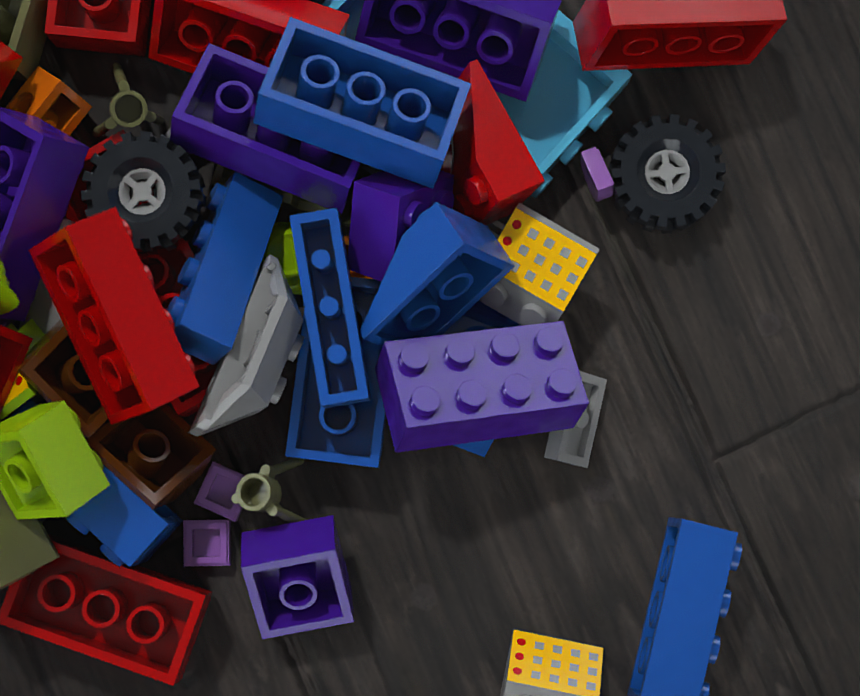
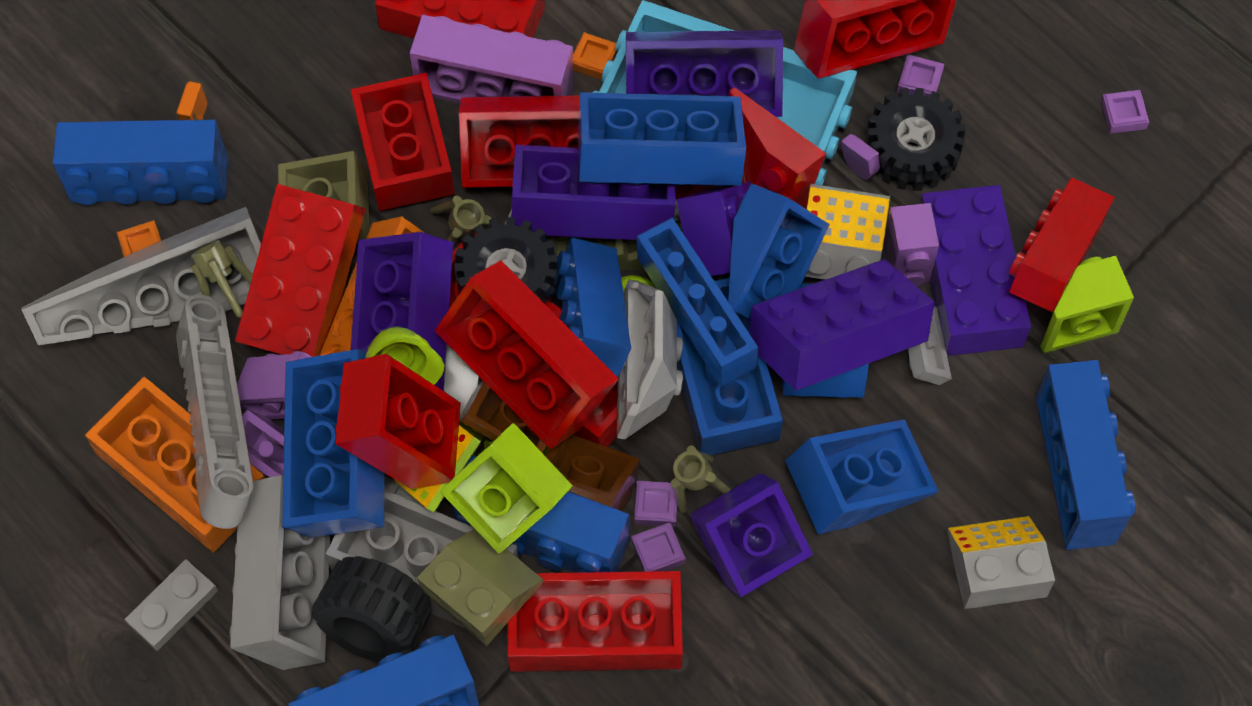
camera: 20 degrees left, 20 degrees down
(446, 544) = (859, 474): none -> blue slope
(602, 308) = (911, 241): none -> medium lavender brick
(662, 354) = (973, 274): none -> dark purple brick
(706, 97) = (920, 74): none -> medium lavender tile
(766, 371) = (1061, 245): none -> red brick
(766, 444) = (1090, 305): none -> lime slope

